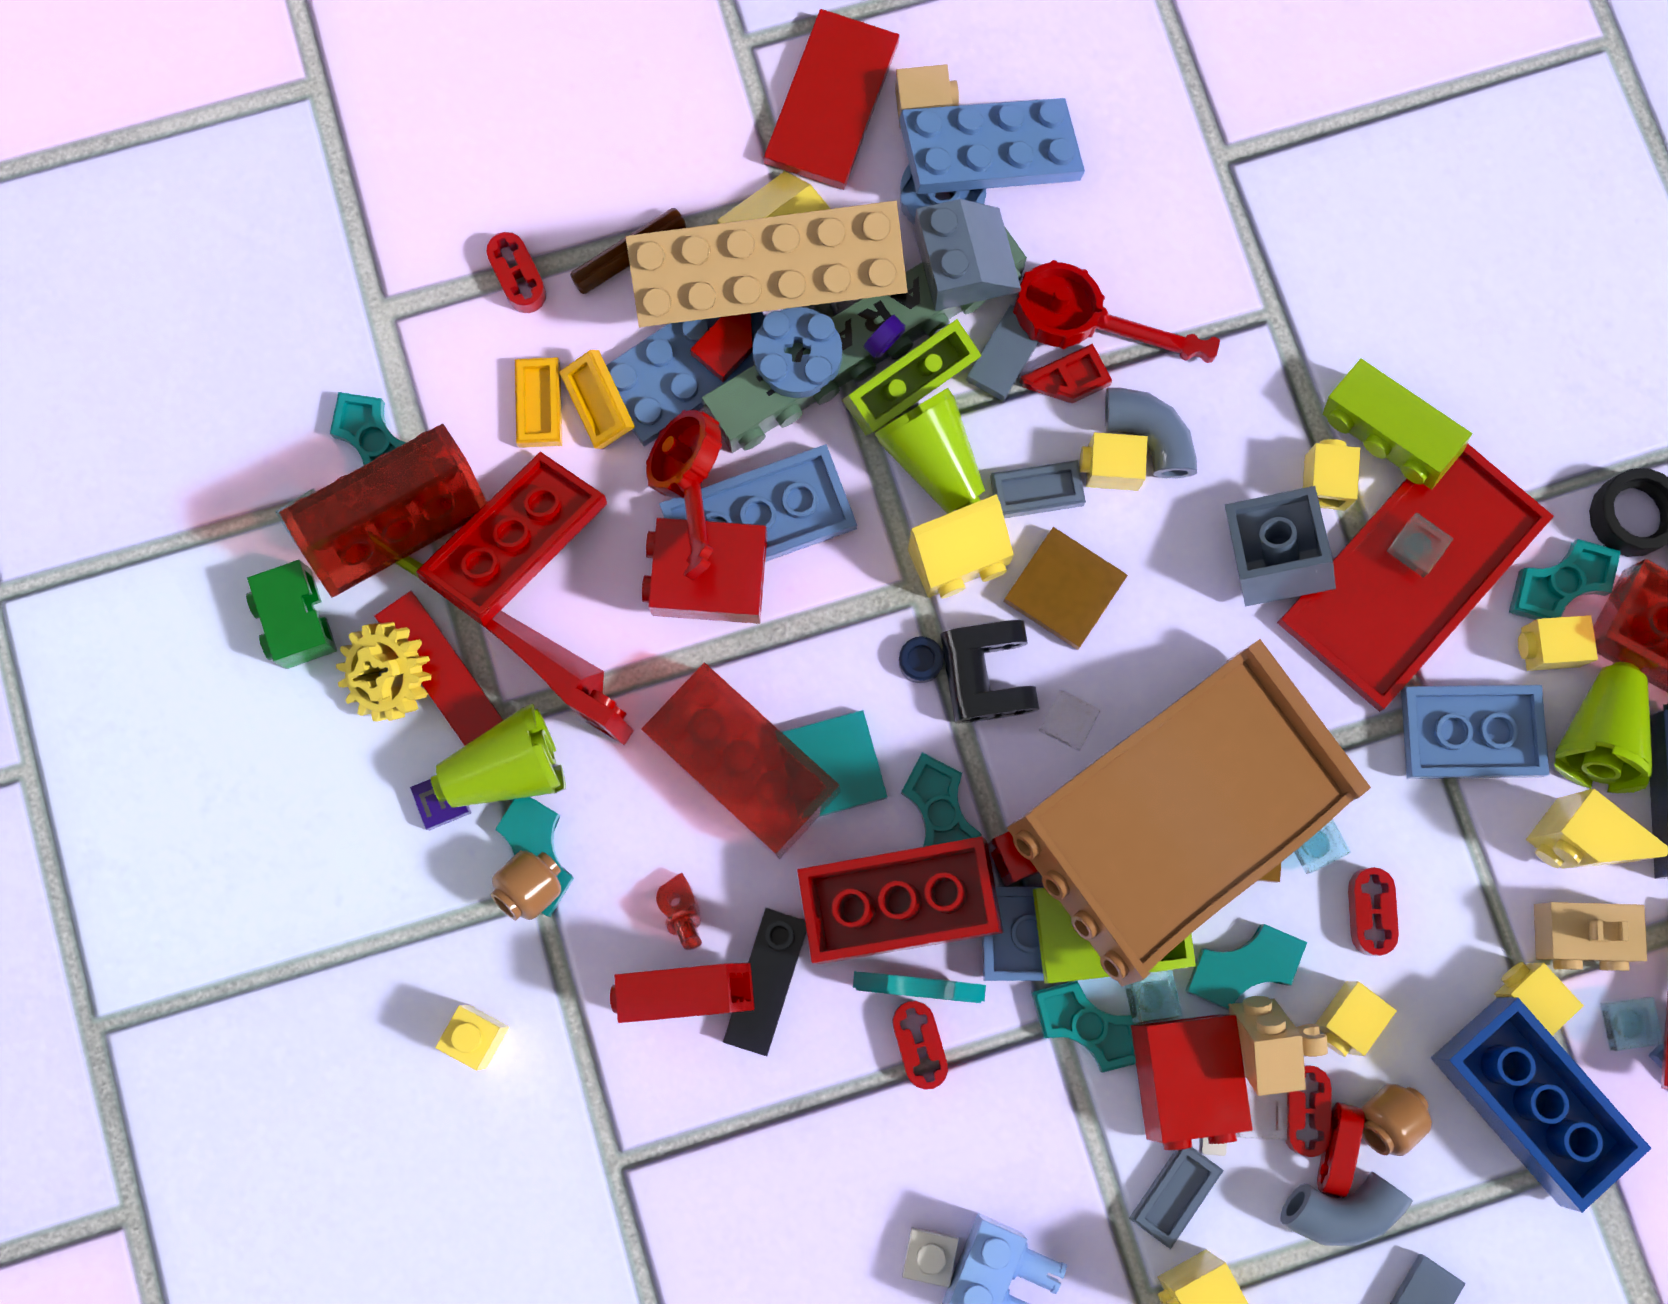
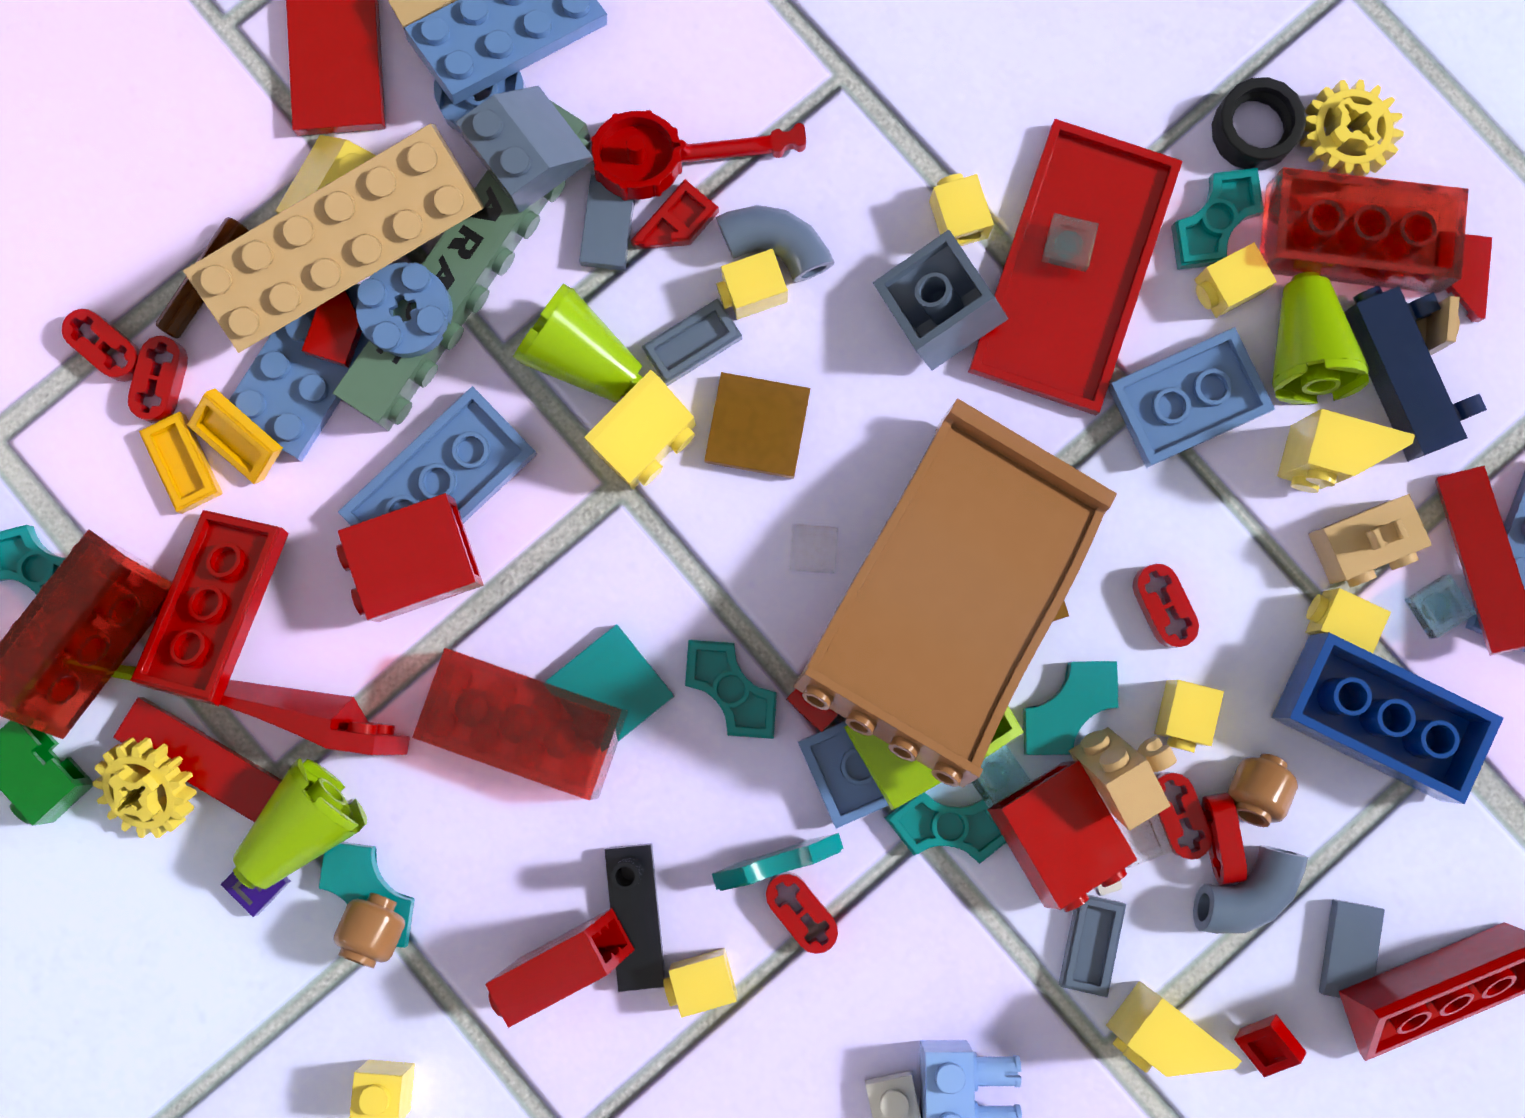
camera: 20 degrees left, 5 degrees up
(543, 315) = (157, 379): none -> red beam
(676, 469) = (339, 472): red piece -> none
(685, 916) = (533, 891): clear red piece -> none
(801, 1067) = (700, 983): none -> light yellow brick
(884, 336) = (481, 259): dark purple tile -> none
(900, 900) = (725, 792): red brick -> none
(911, 377) = (525, 286): lime brick -> none
(921, 659) = (650, 552): dark blue tile -> none
(968, 672) = (700, 547): black connector -> none
(1322, 848) = (1096, 568): clear light blue plate -> none
(1396, 424) = (1001, 136): lime brick -> none

